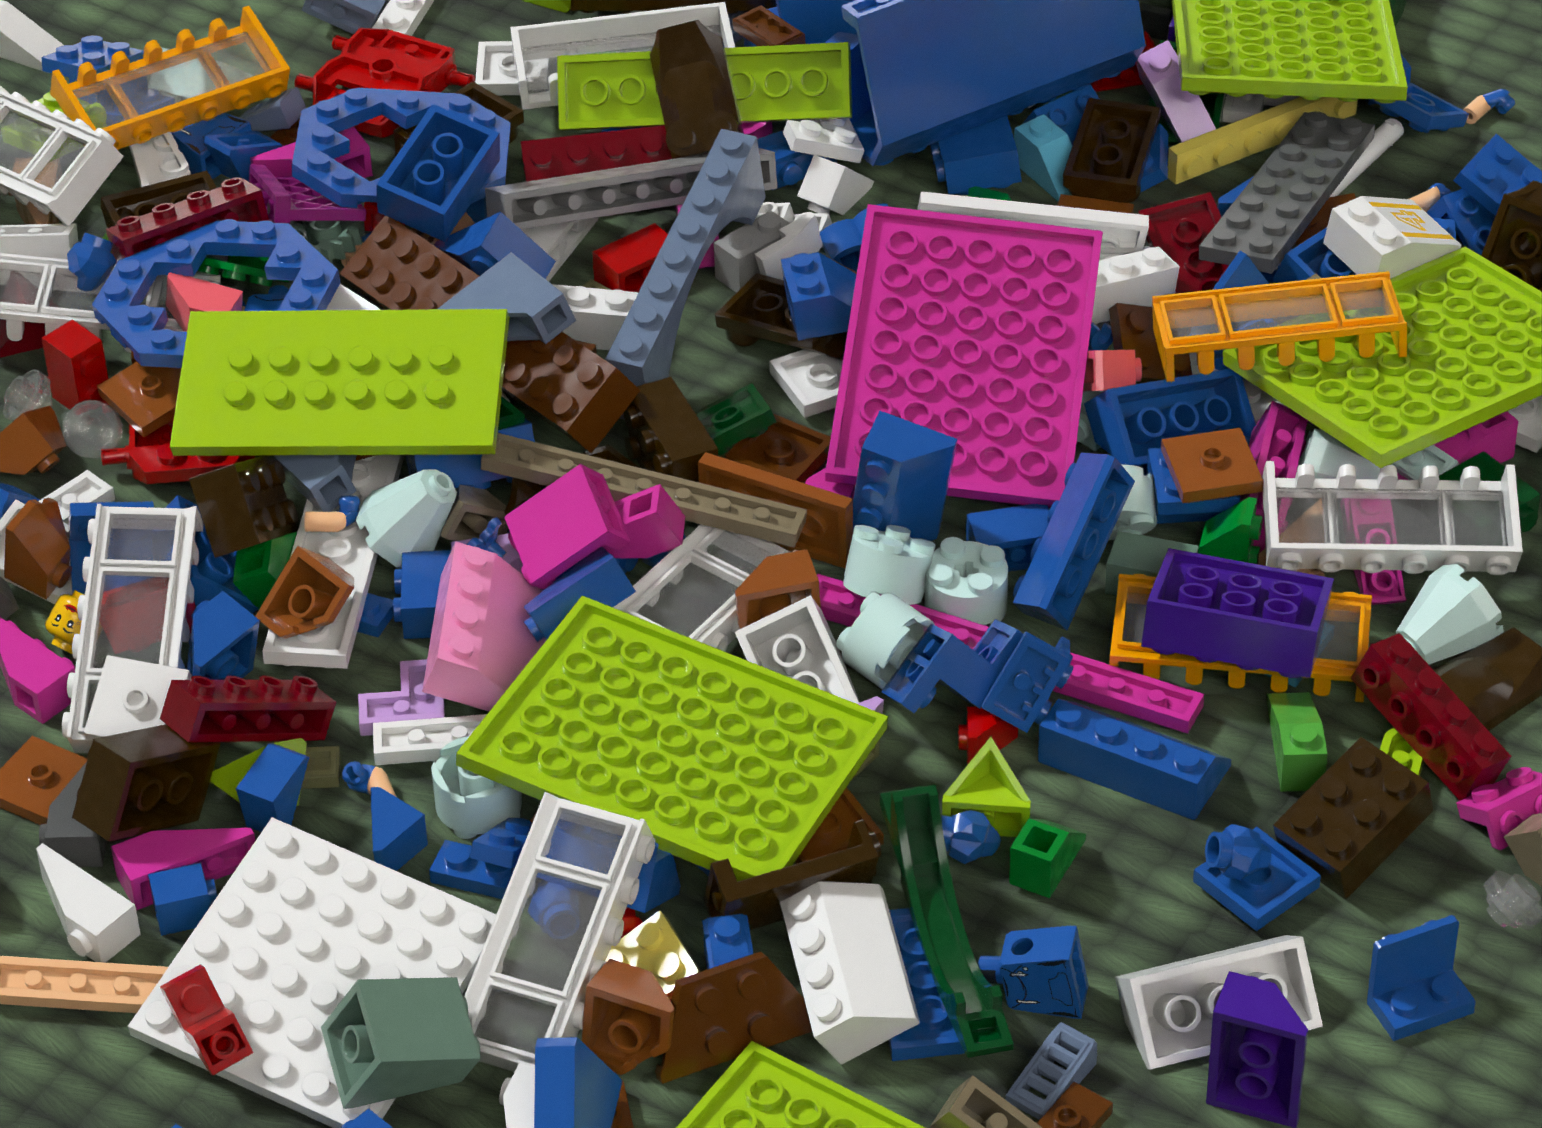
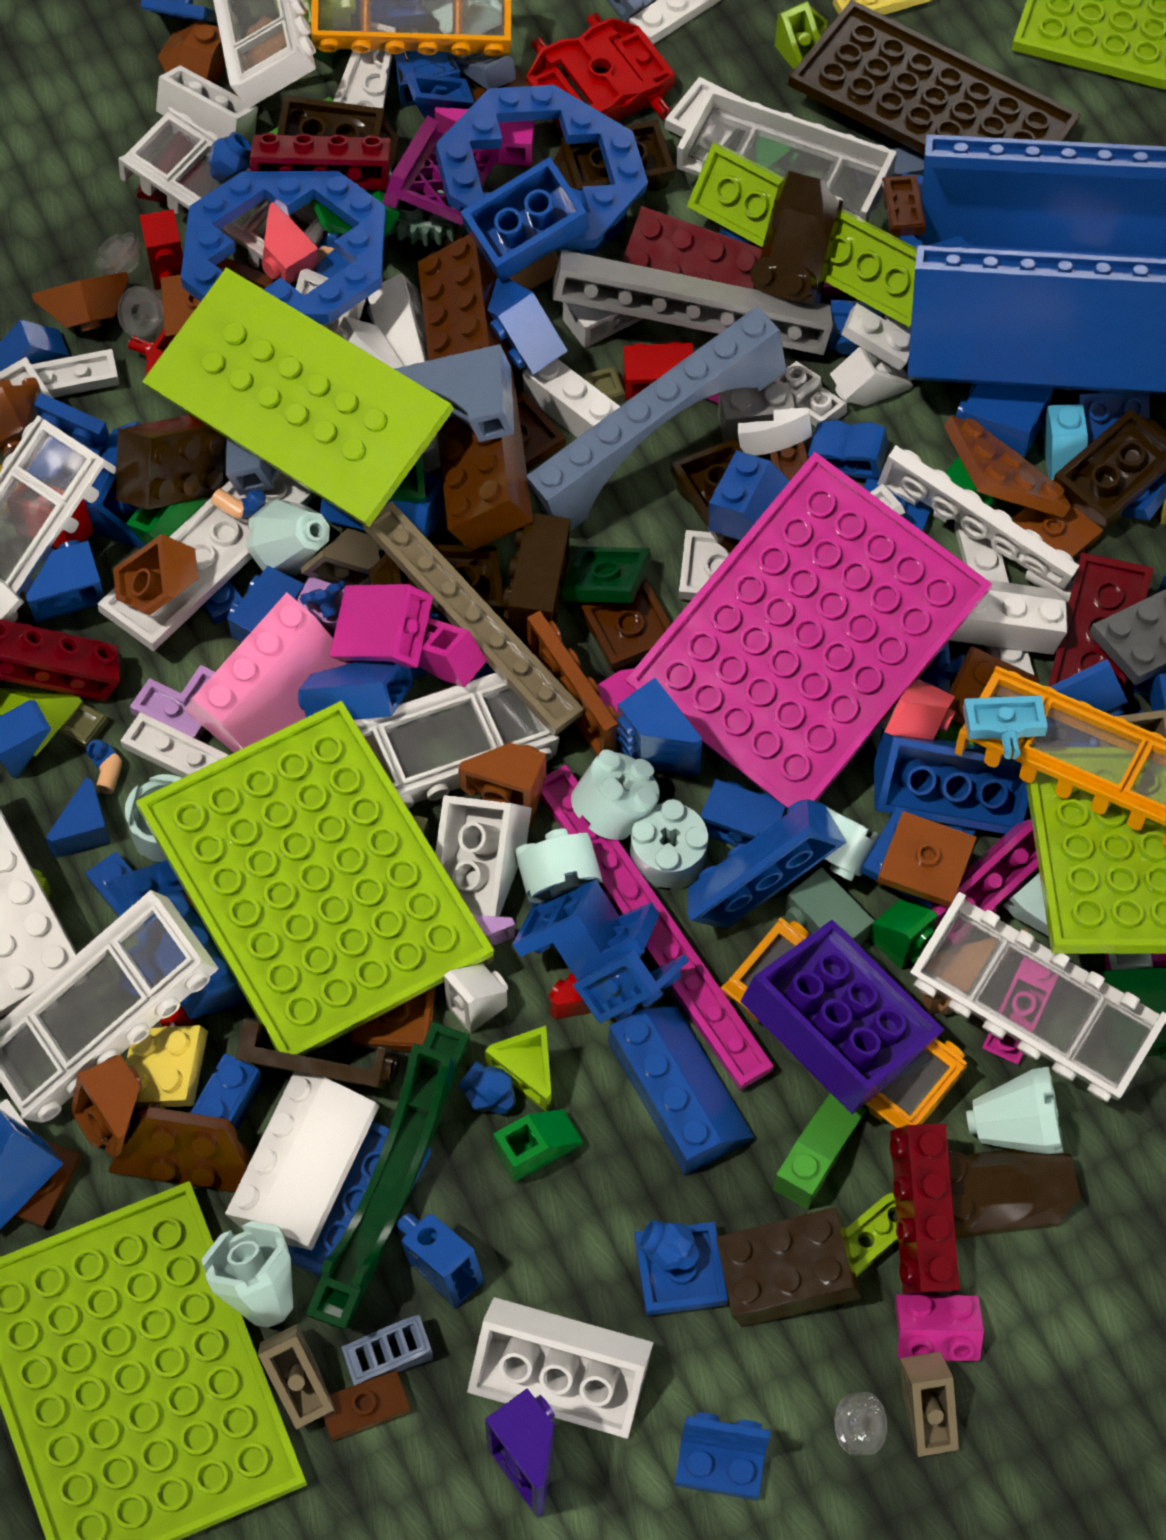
camera: 30 degrees right, 20 degrees up
(887, 1059) = (252, 1273): none -> light aqua cone
(889, 769) = (475, 994): none -> white slope
(1018, 183) = (1003, 471): none -> dark orange plate
(1200, 315) = (1005, 720): none -> medium azure plate

